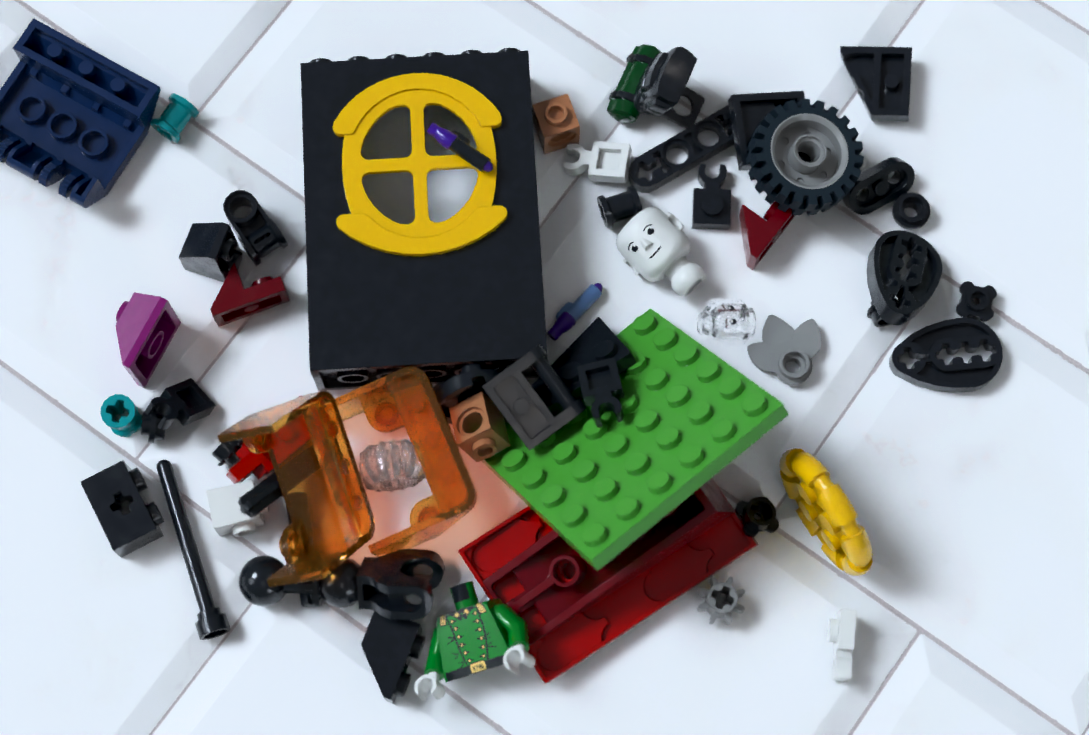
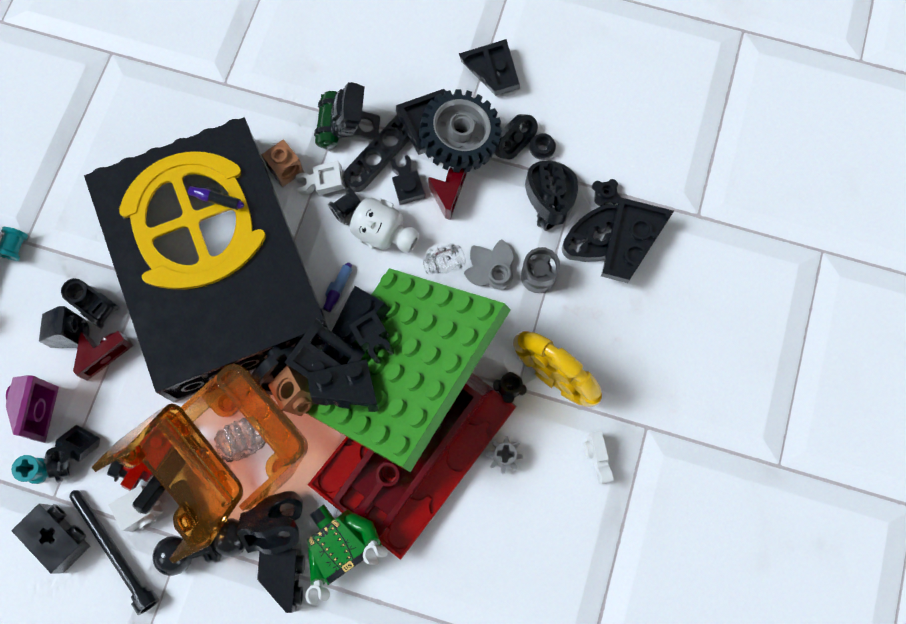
camera: 20 degrees left, 0 degrees up
(547, 440) = (343, 386): none -> black wing
(849, 376) = (540, 270): none -> flat silver wheel
(988, 373) = (631, 237): none -> black wing

